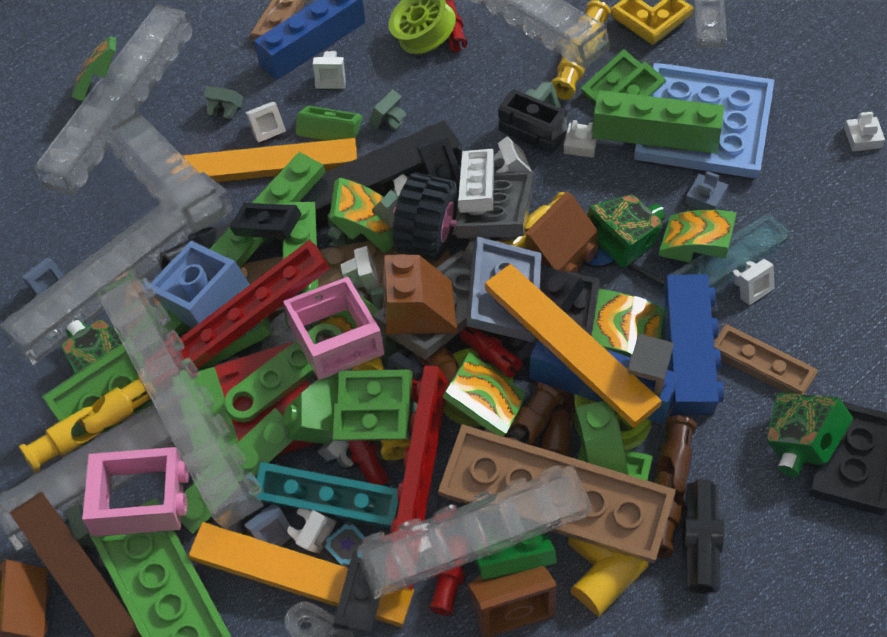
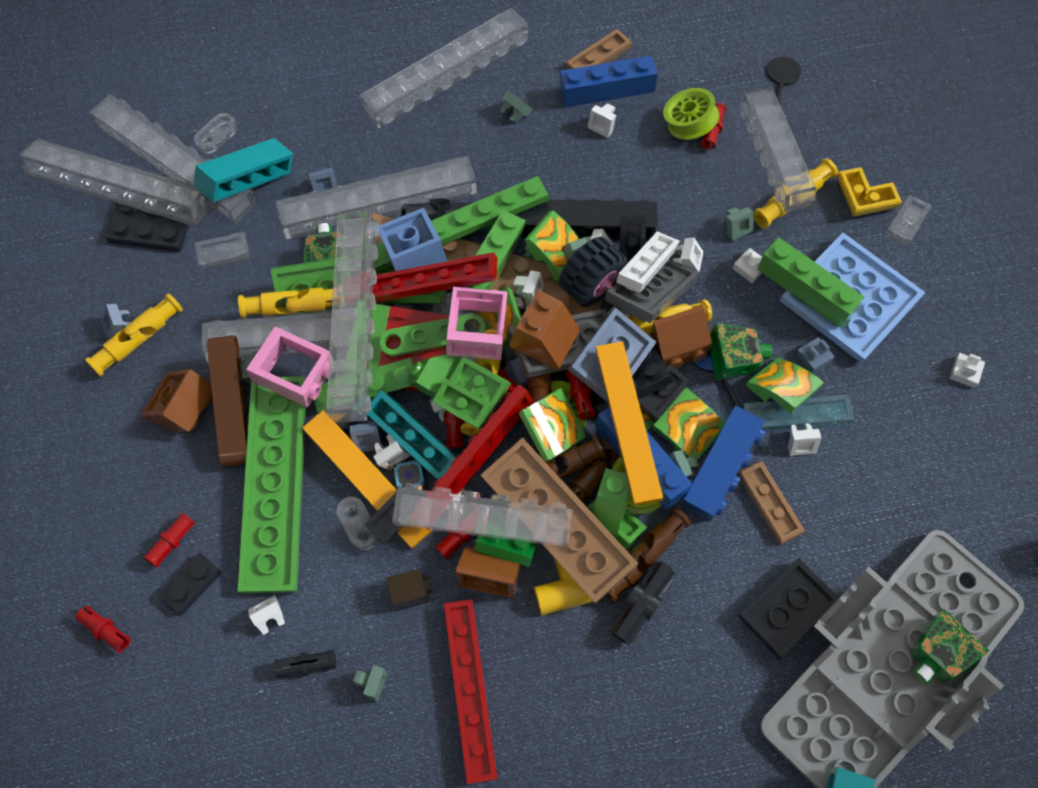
camera: 25 degrees right, 10 degrees up
(96, 63) = (439, 38): bright green slope -> none
(165, 173) = (439, 145): clear brick -> none
(265, 121) = (535, 137): white tile -> none
(265, 220) = (481, 218): black plate -> none
(270, 160) = (518, 167): light orange tile -> none
(327, 123) = (579, 161): bright green slope -> none
(388, 111) = (625, 173): sand green tile -> none
(532, 120) = (721, 233): black brick -> none
(624, 75) = (810, 235): bright green slope -> none
(651, 360) = (672, 466): dark grey panel -> none
(806, 430) = (762, 570): green torso -> none

